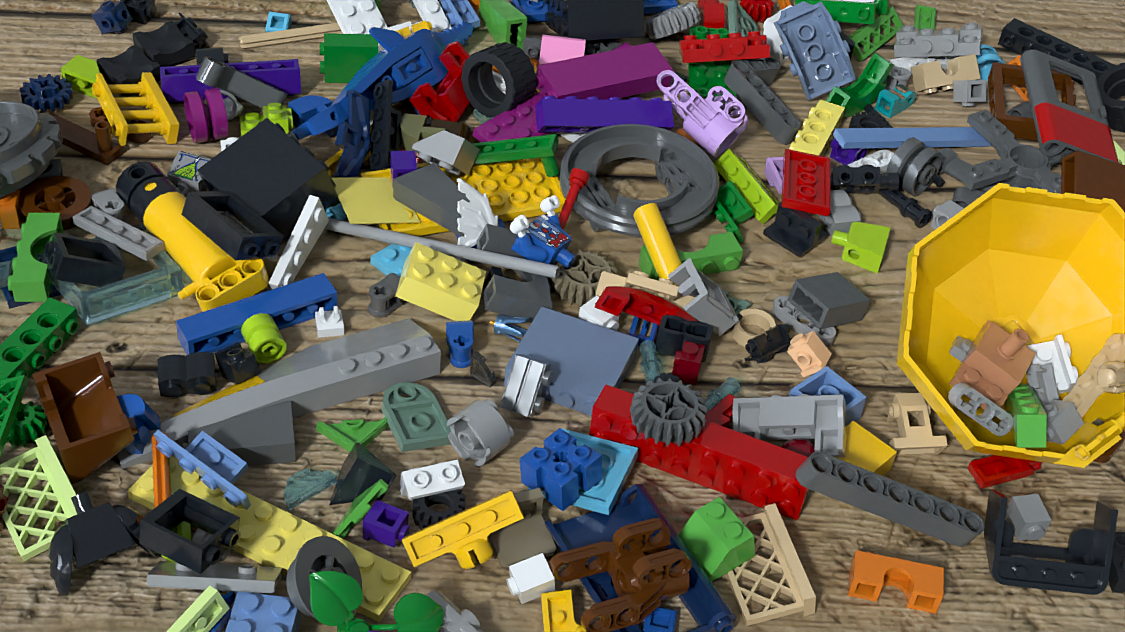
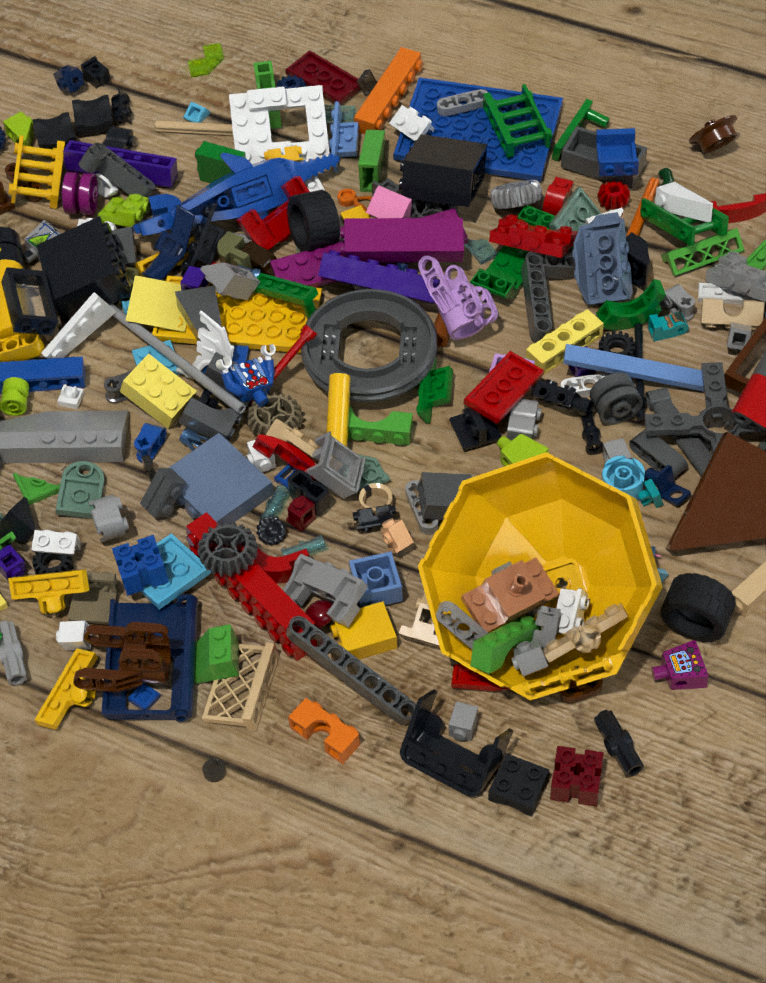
camera: 35 degrees right, 10 degrees up
(749, 185) = (466, 370): lime fence -> none

